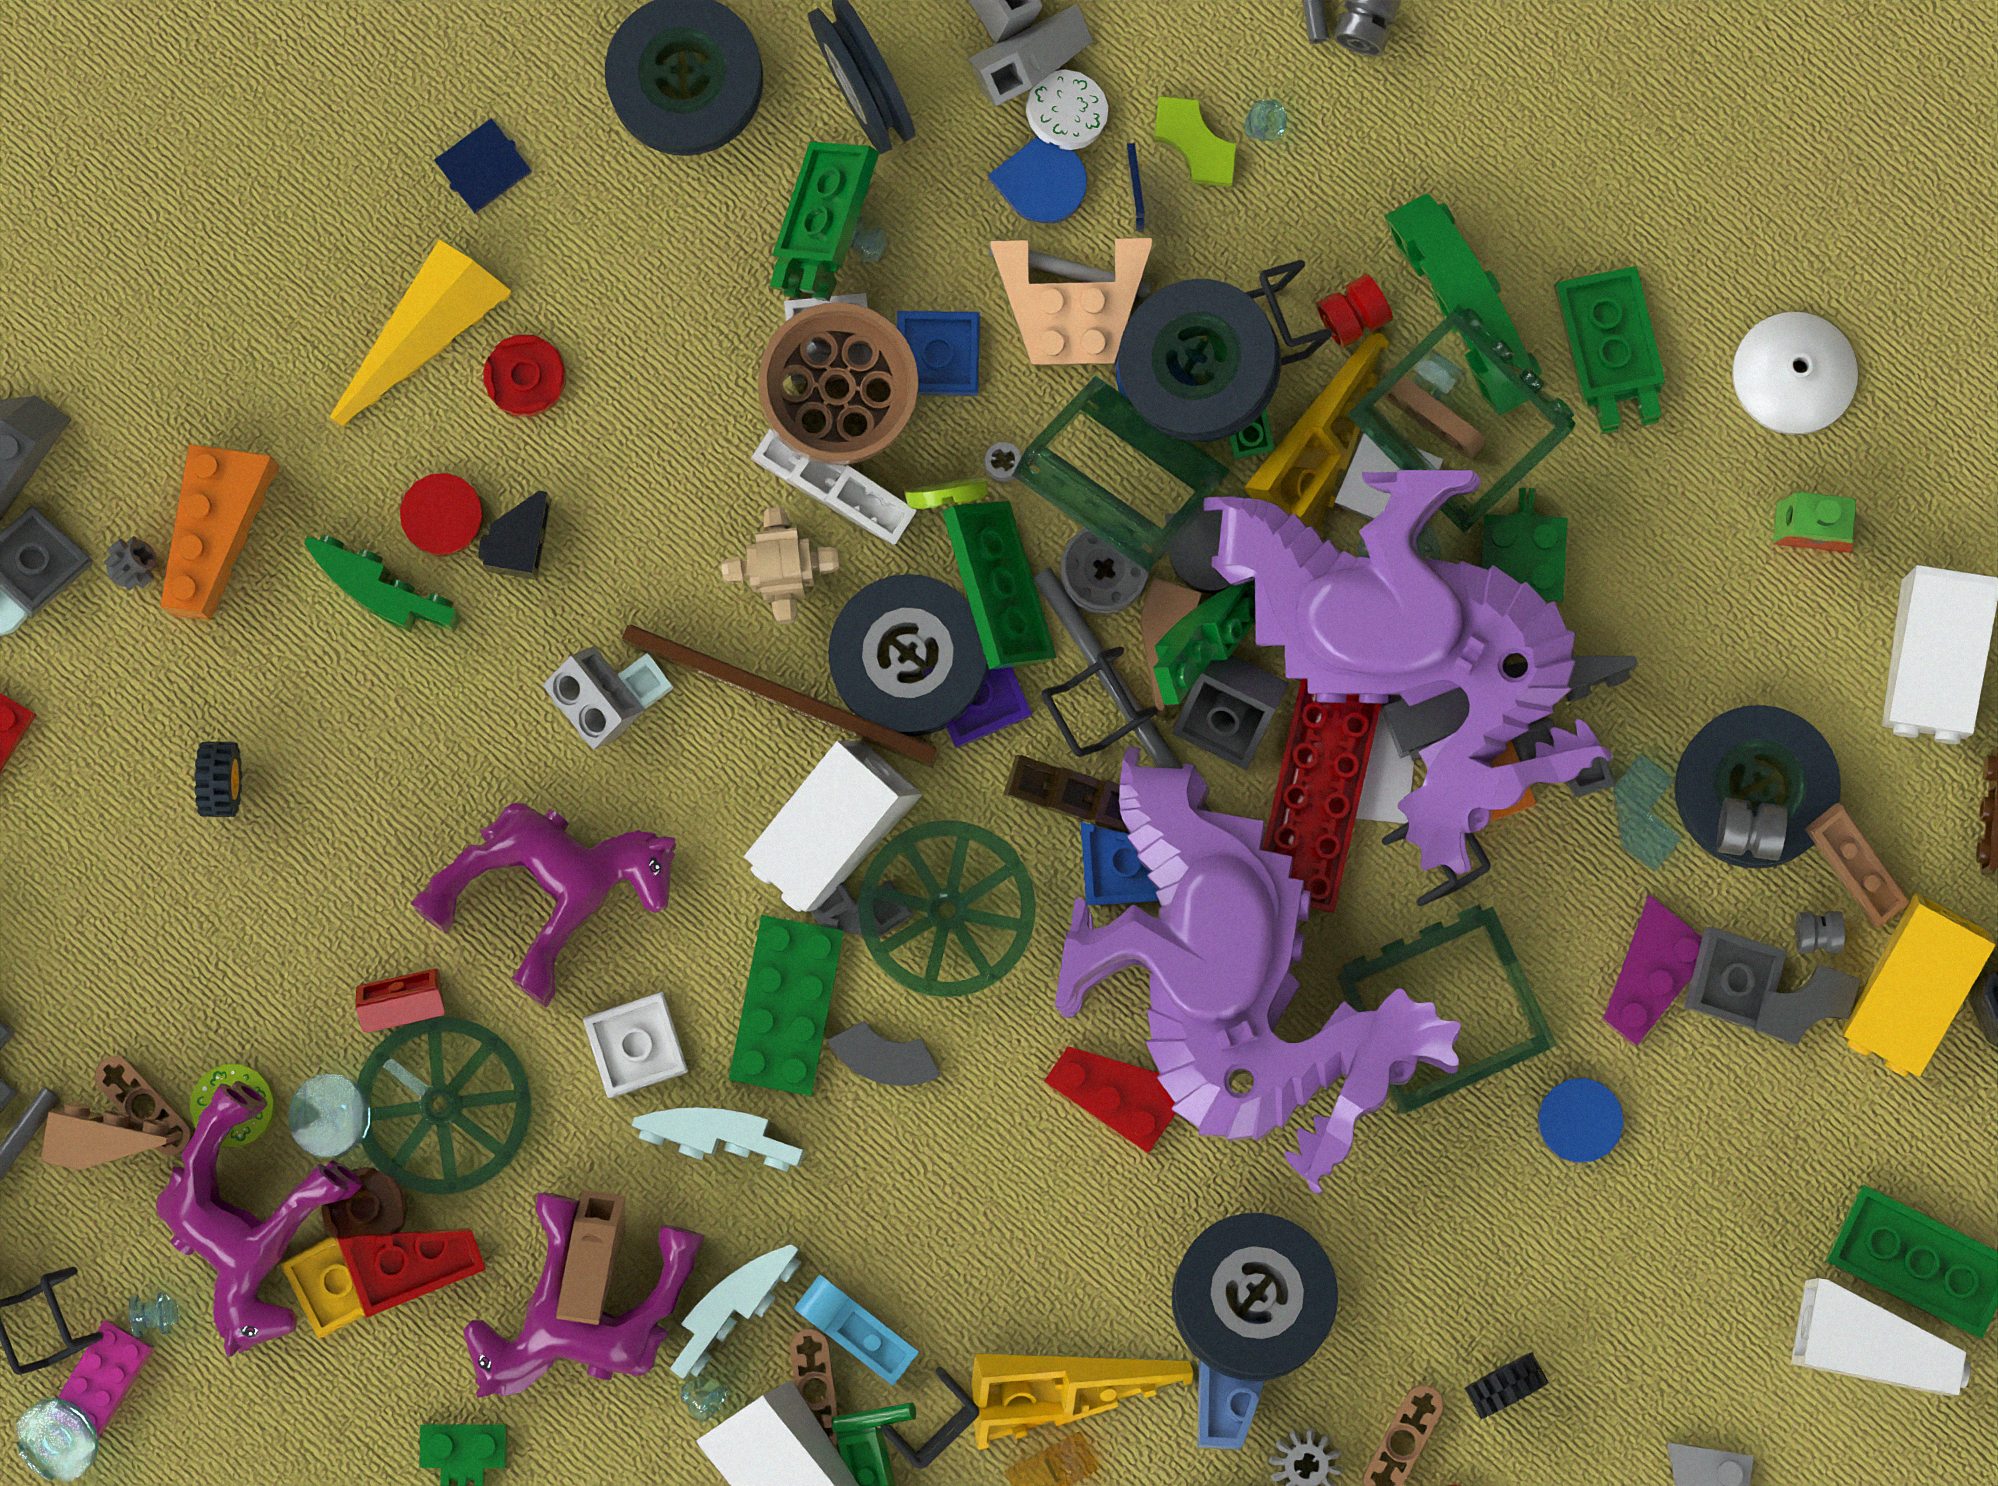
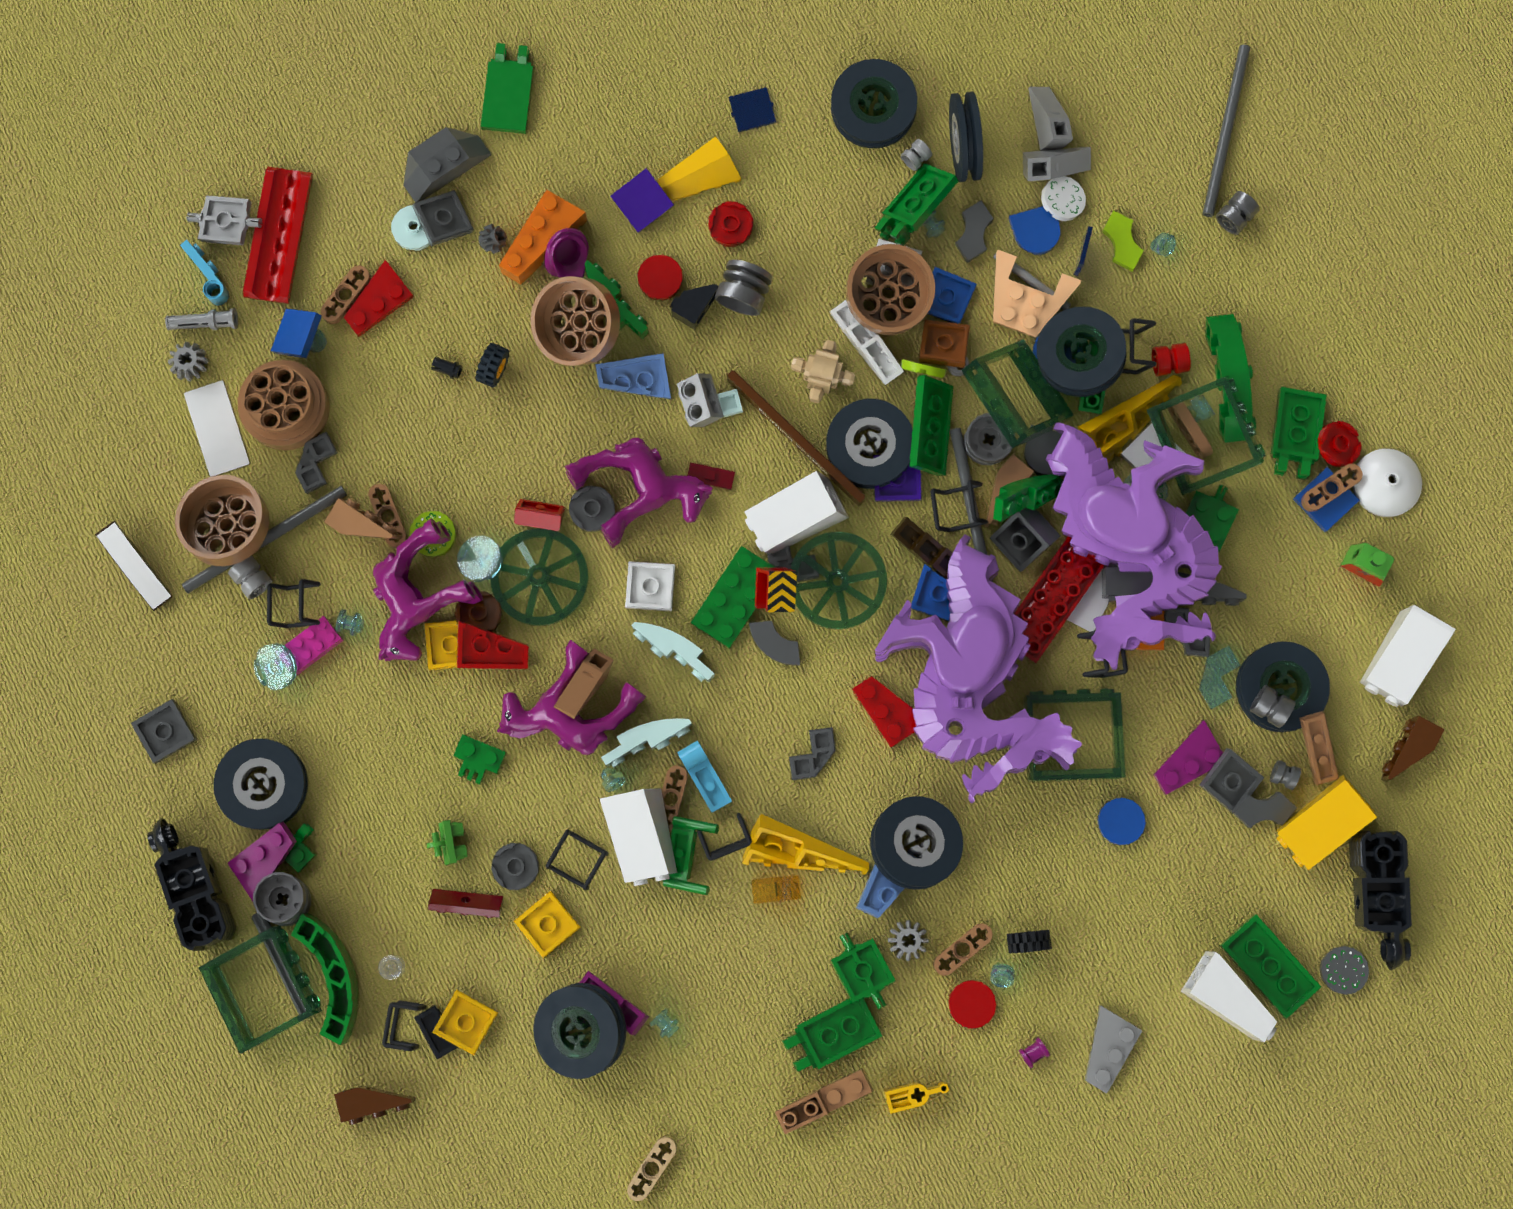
camera: 15 degrees right, 0 degrees up
(55, 301) = (507, 92): none -> green tile
(142, 813) = (446, 367): none -> black pin
(269, 542) = (567, 253): none -> magenta piece
(308, 692) = (555, 302): none -> medium nougat wheel
(358, 396) = (642, 200): none -> dark purple tile
(469, 698) = (636, 376): none -> medium blue wing
(483, 953) = (591, 508): none -> dark grey tile
(589, 469) = (743, 287): none -> flat silver wheel
(665, 816) = (712, 476): none -> dark red piece
(790, 134) = (916, 155): none -> light grey wheel
(849, 966) = (775, 589): none -> piece
(936, 205) = (972, 242): none -> dark grey tile
(965, 435) = (944, 343): none -> dark orange tile
(1026, 1236) = (811, 764): none -> dark grey tile
(1485, 1459) = (1002, 975): none -> clear light blue tile
(1690, 340) = (1339, 443): none -> red tile
(1705, 442) = (1332, 511): none -> blue tile
(1713, 389) = (1333, 478): none -> medium nougat beam

